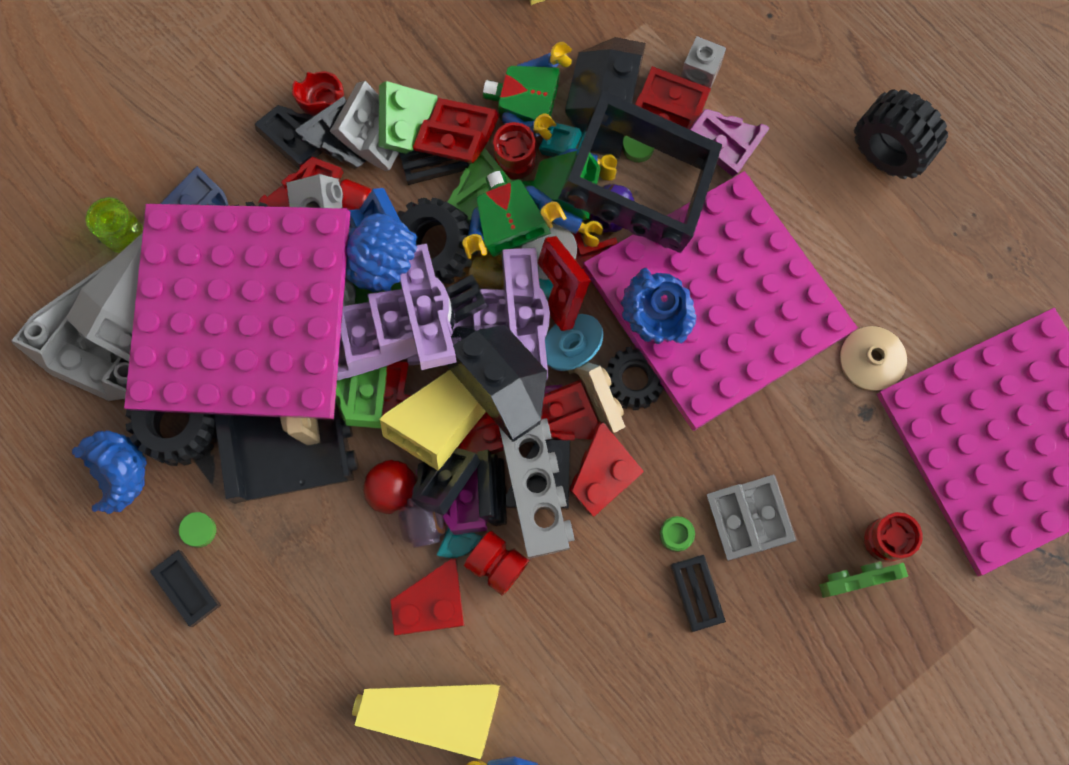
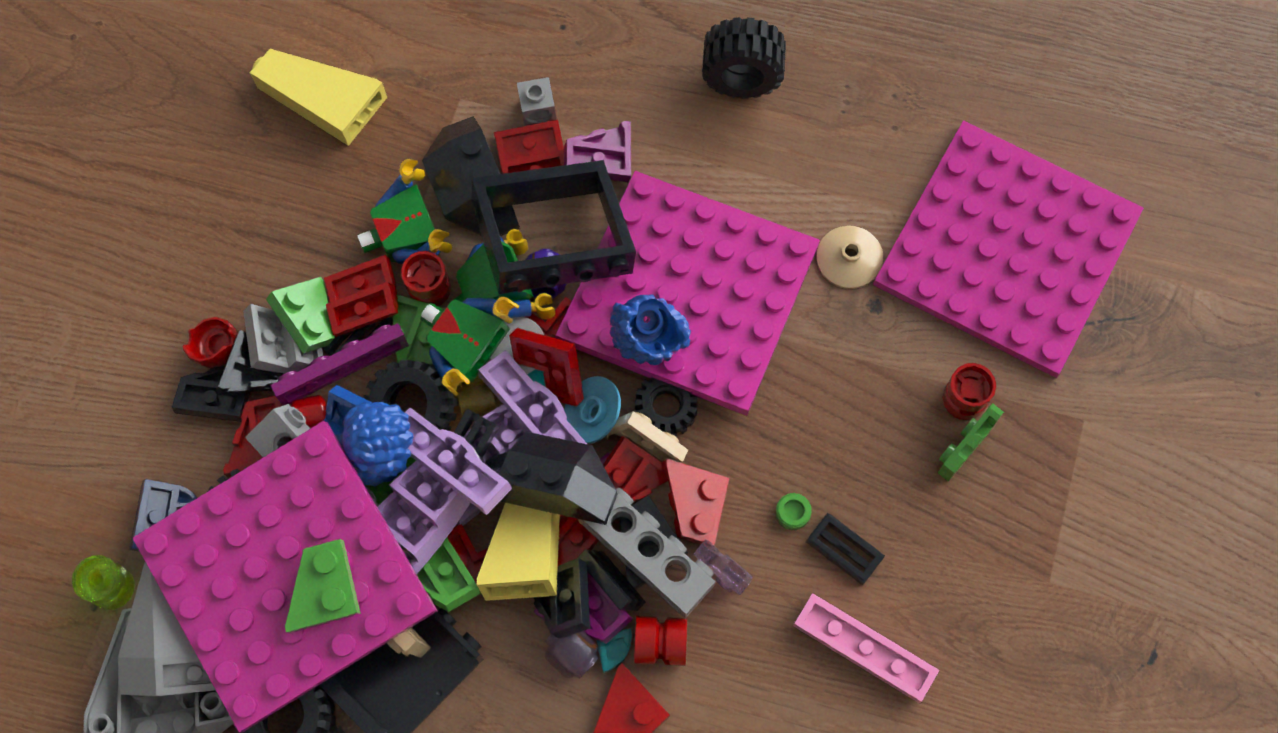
camera: 35 degrees left, 5 degrees down
(255, 340) = (322, 588): none -> bright green wing
(389, 486) = (519, 642): red hair -> none
(398, 174) = (332, 368): none -> magenta plate
(562, 139) = (462, 242): teal tile -> none
(588, 545) = (728, 572): none -> plate
(636, 150) = (530, 212): bright green tile -> none
(657, 685) = (866, 648): none -> bright pink plate
(751, 517) = (844, 455): light grey slope -> none

